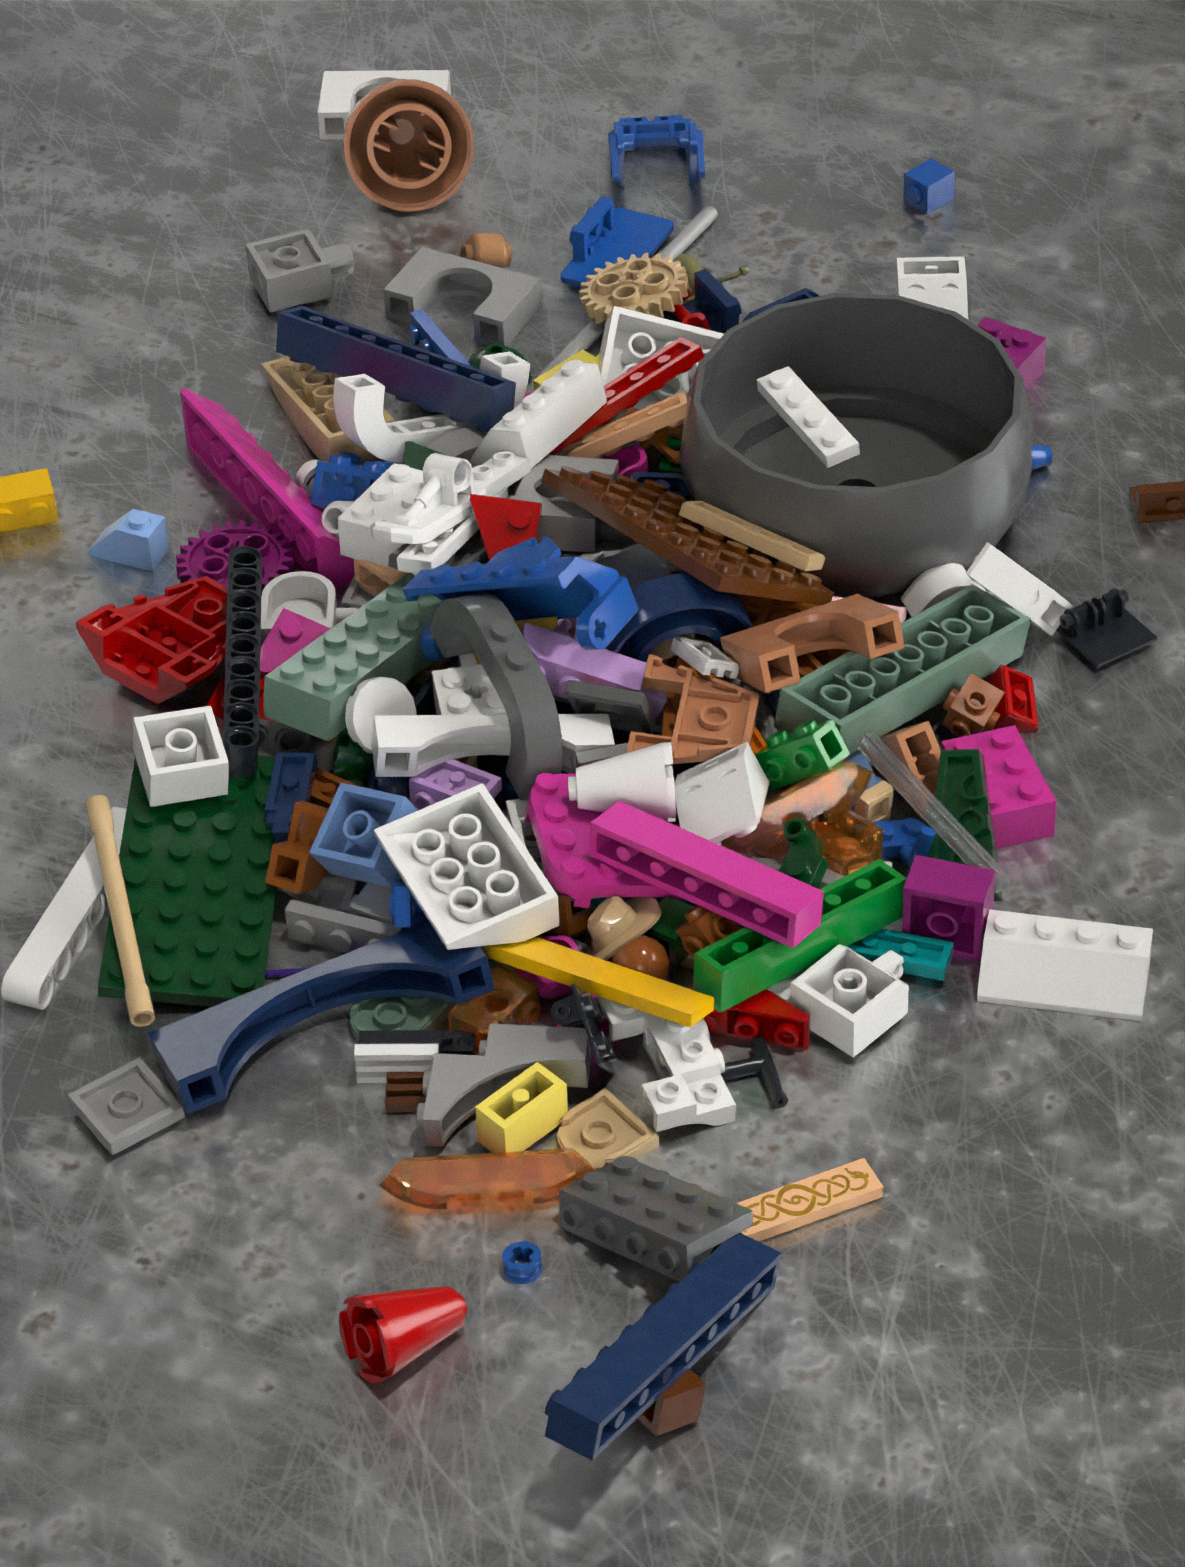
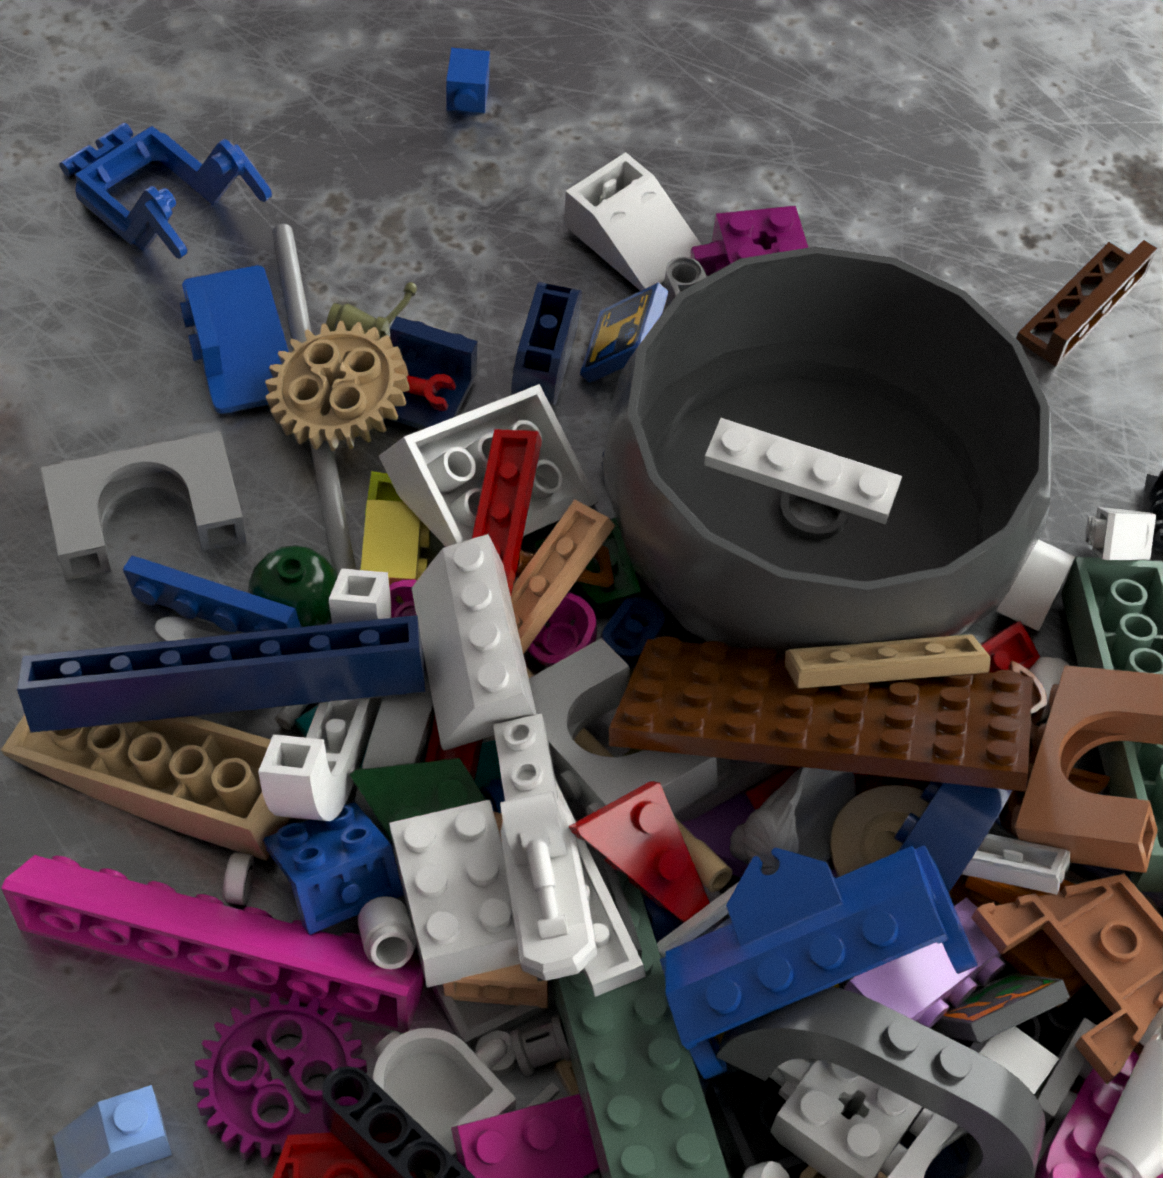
camera: 50 degrees left, 15 degrees up
(487, 249) = (109, 426): medium nougat head -> none

